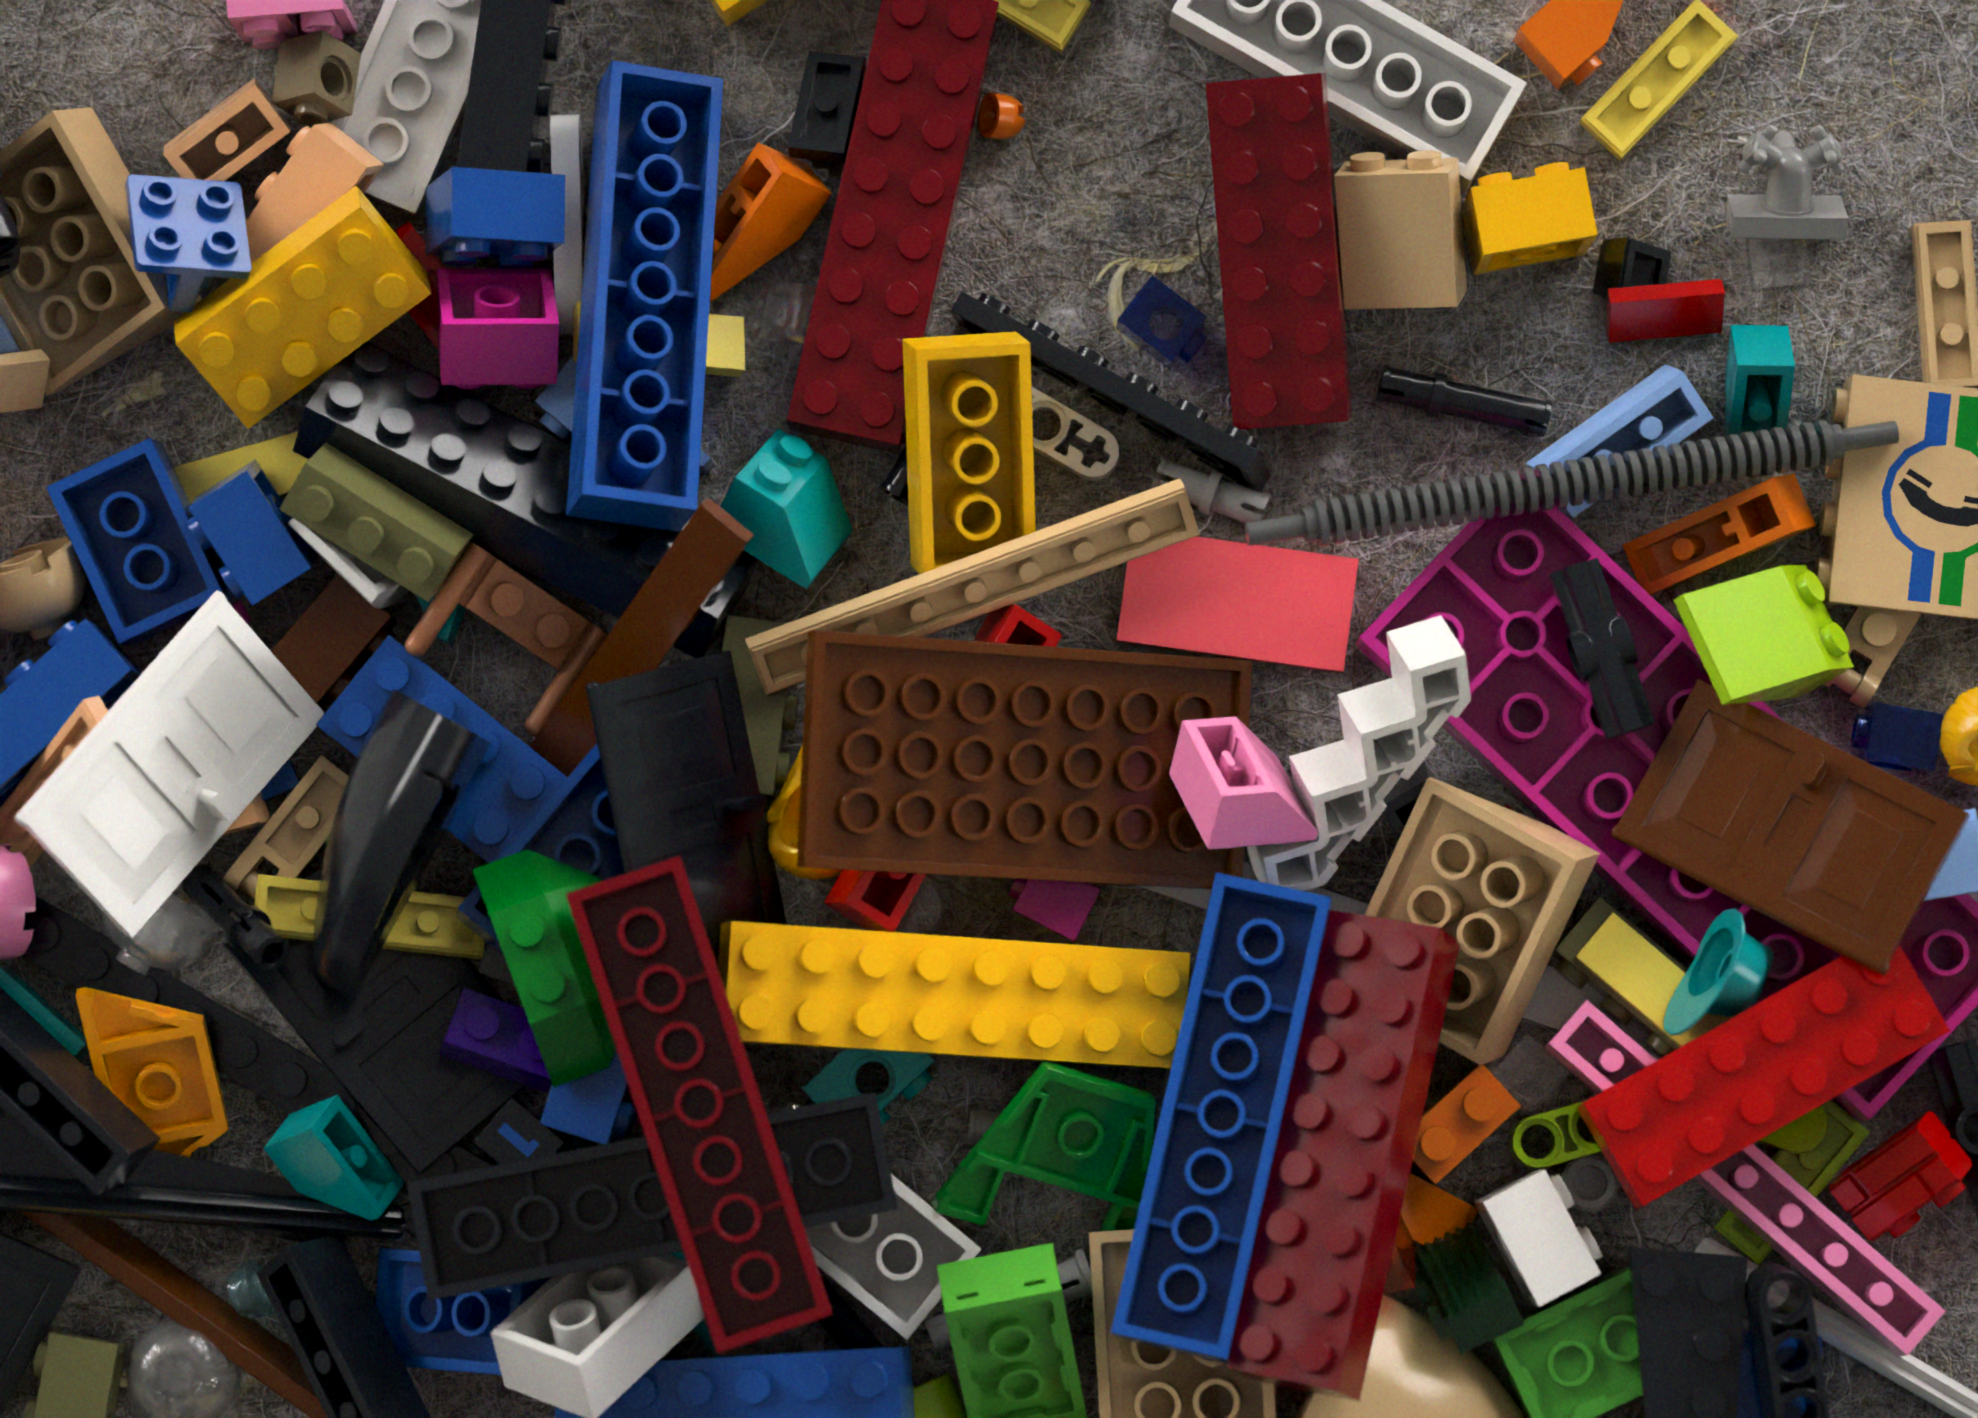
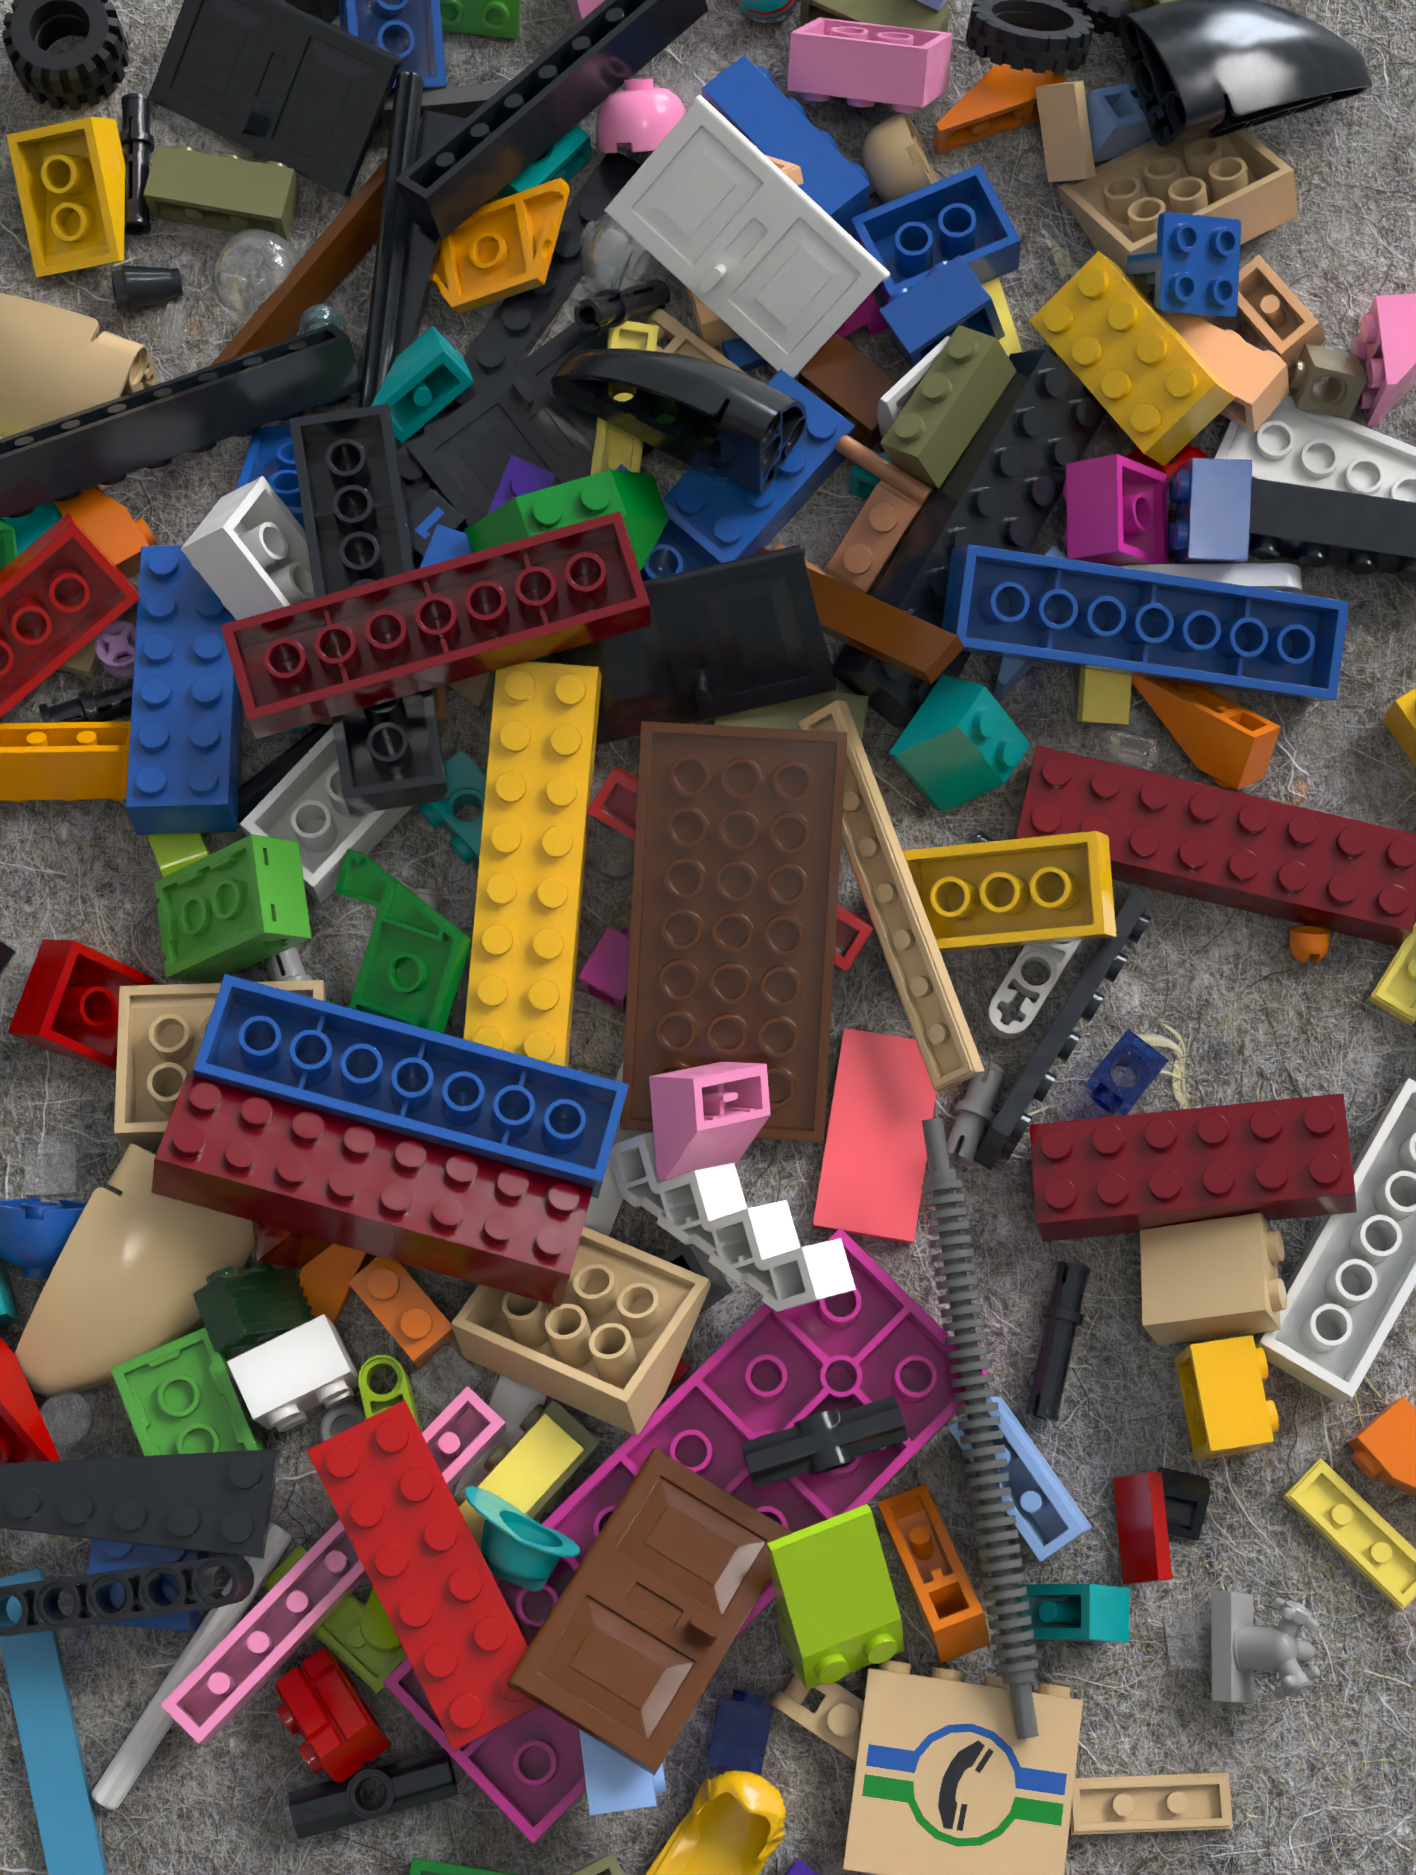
camera: 90 degrees right, 10 degrees down
(826, 108) = (1311, 787): black hinge -> none

